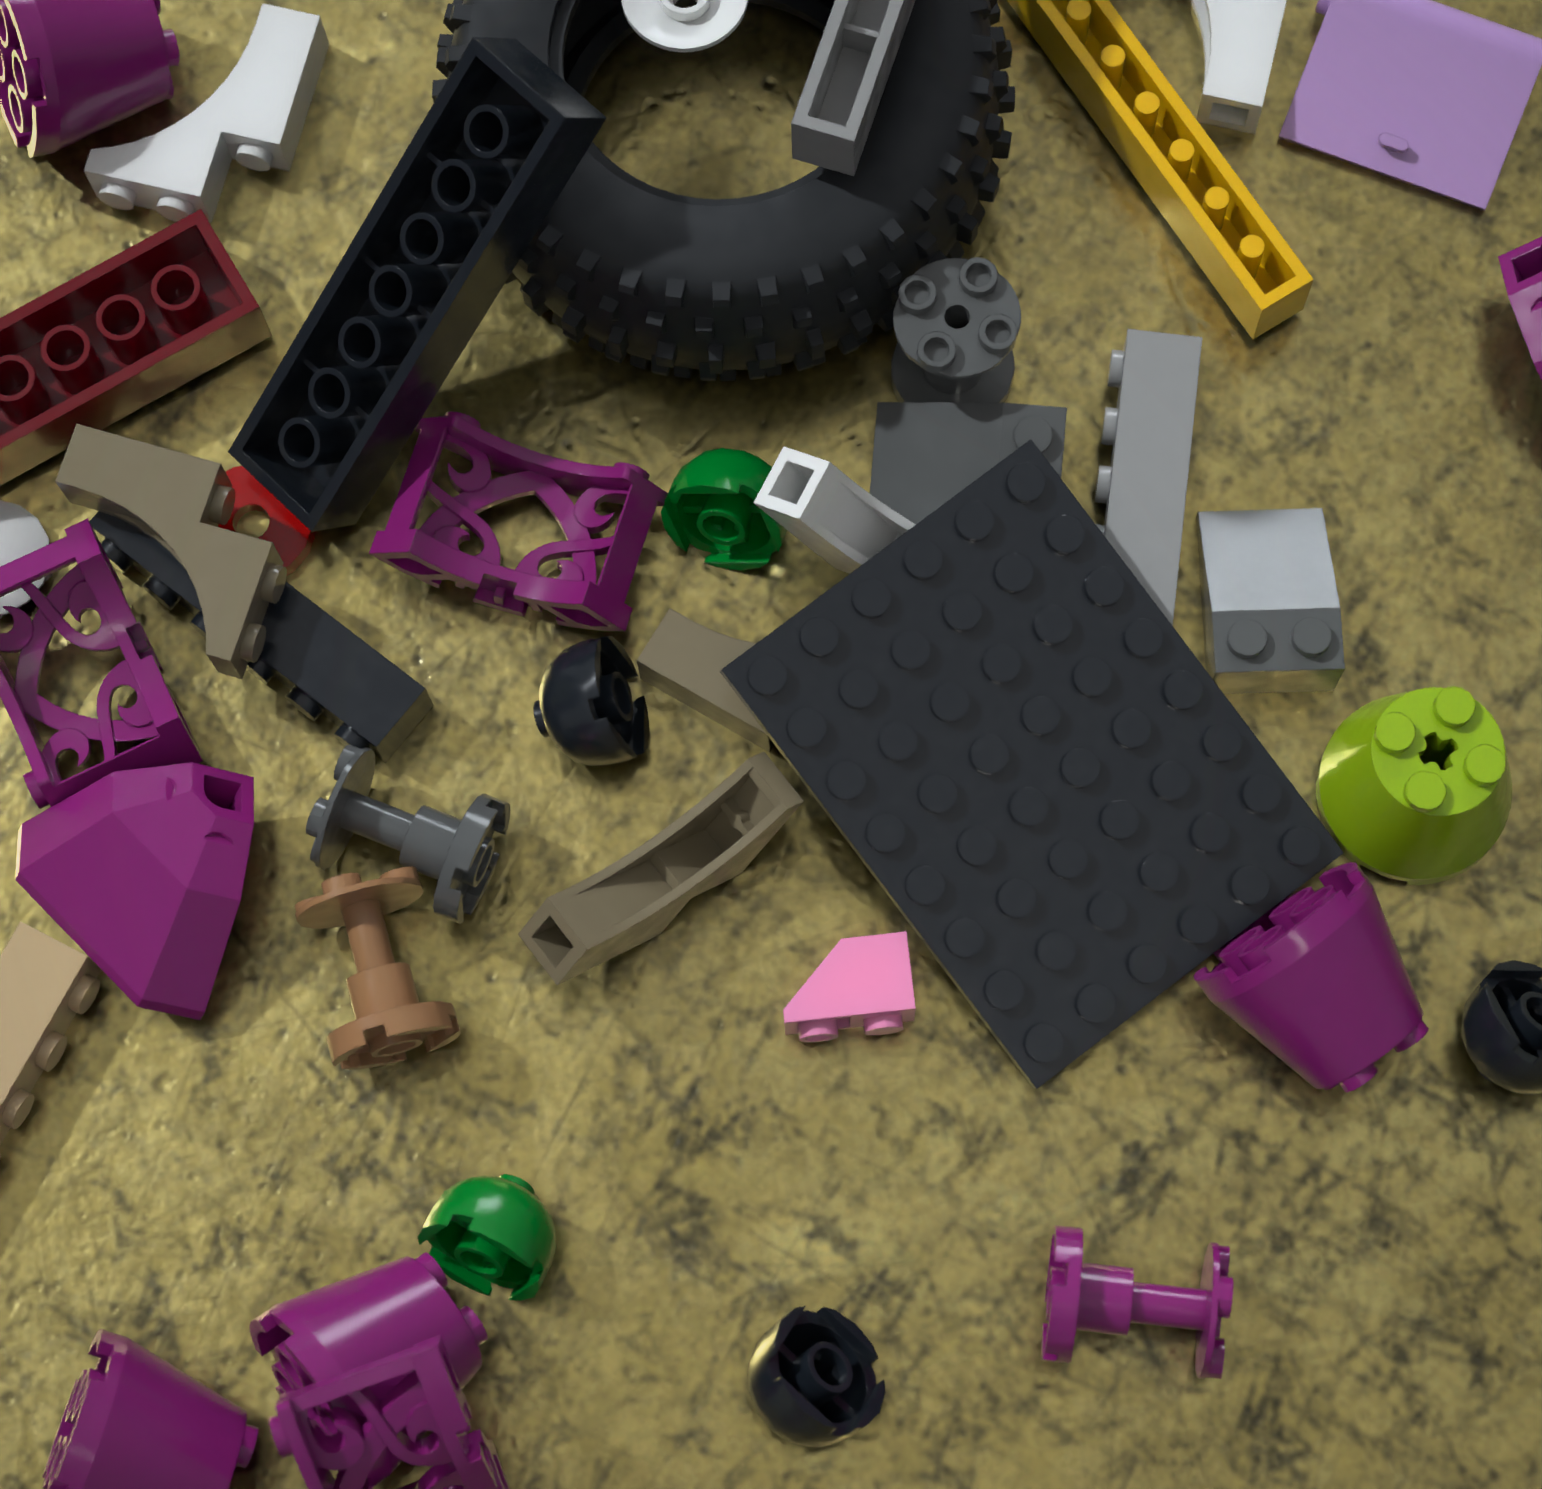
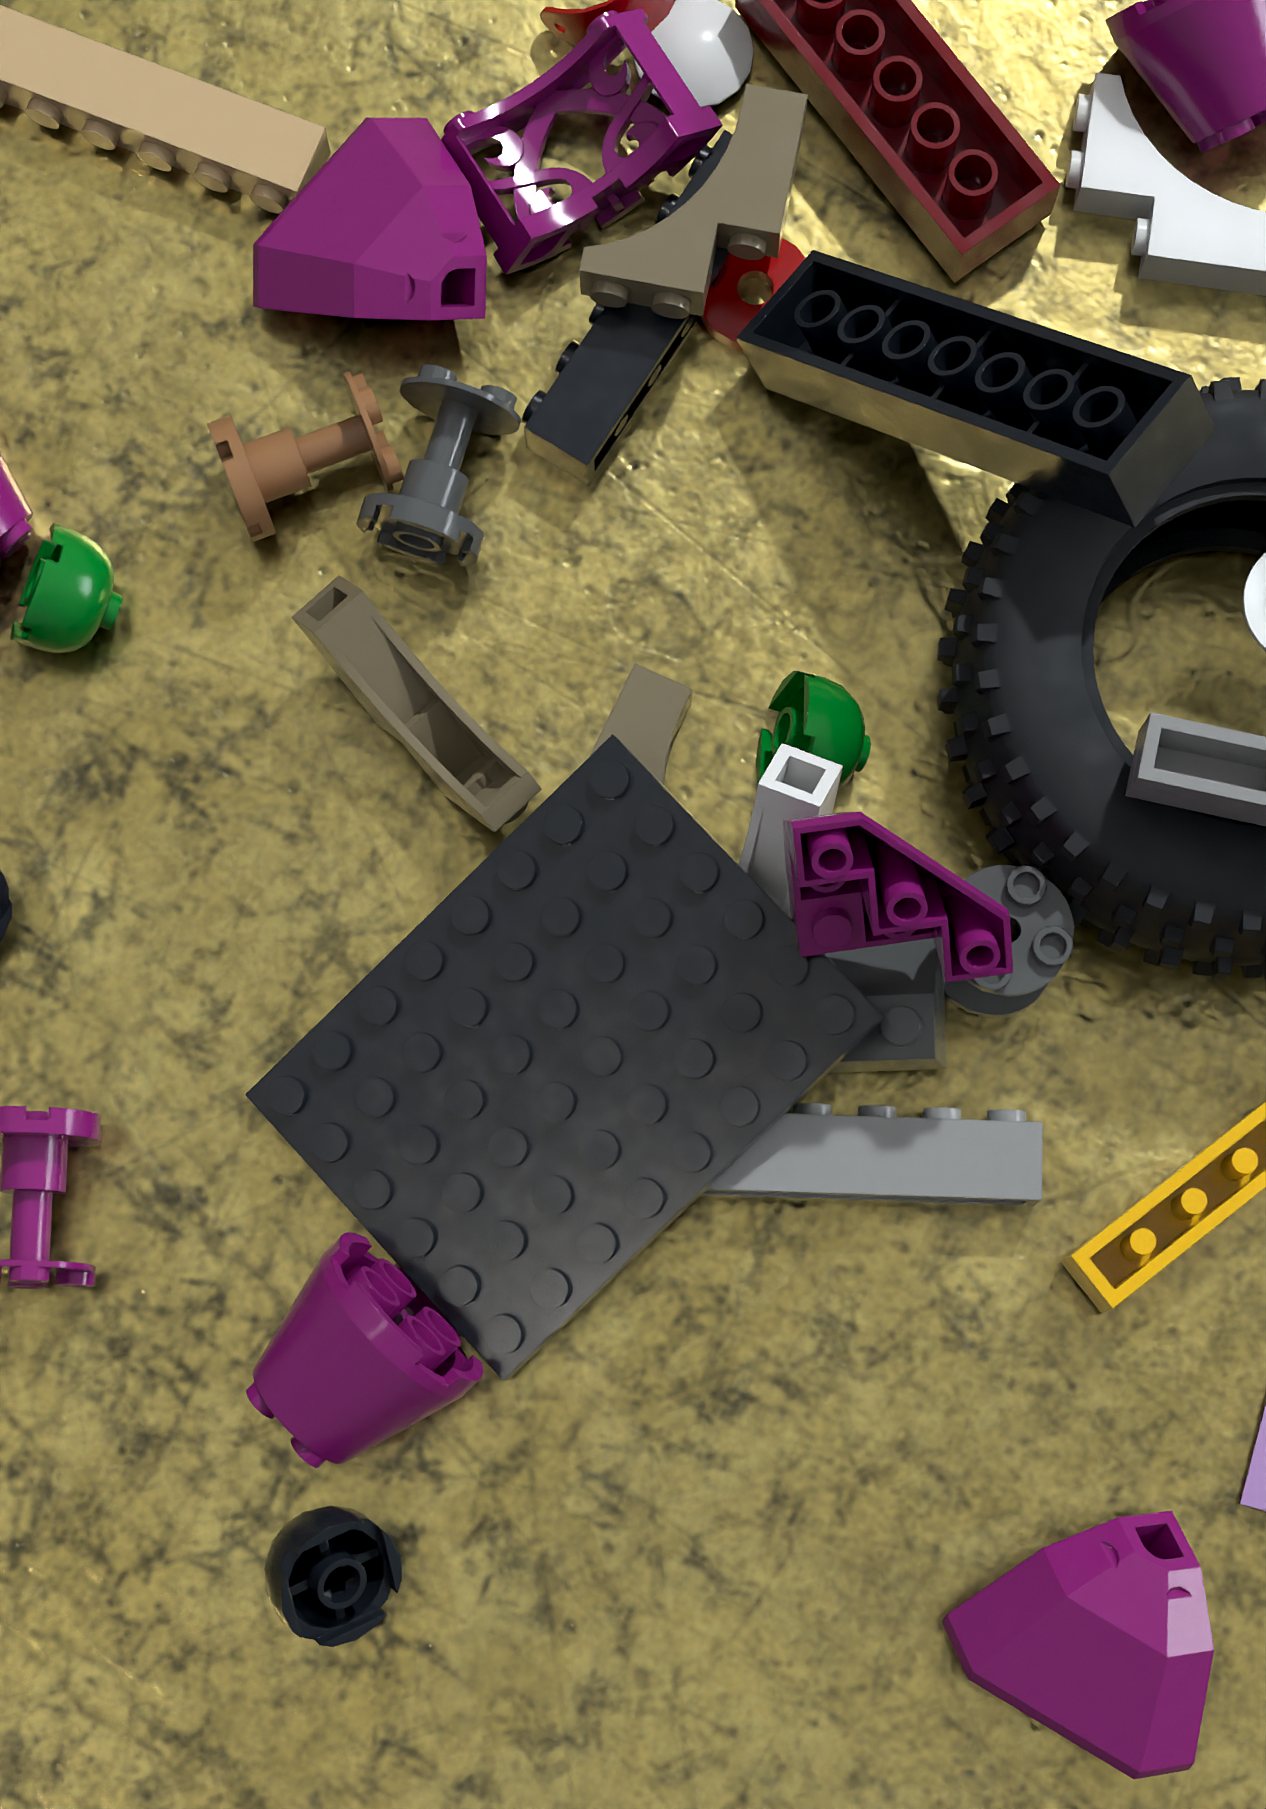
camera: 80 degrees right, 5 degrees up
(573, 597) = (738, 461): magenta fence -> none
(590, 705) = (590, 630): black cylinder -> none
(856, 985) = (332, 910): bright pink slope -> none
(910, 429) = (870, 888): none -> magenta brick
(1269, 601) = (774, 1291): slope -> none
(1416, 785) = (636, 1467): lime cone -> none

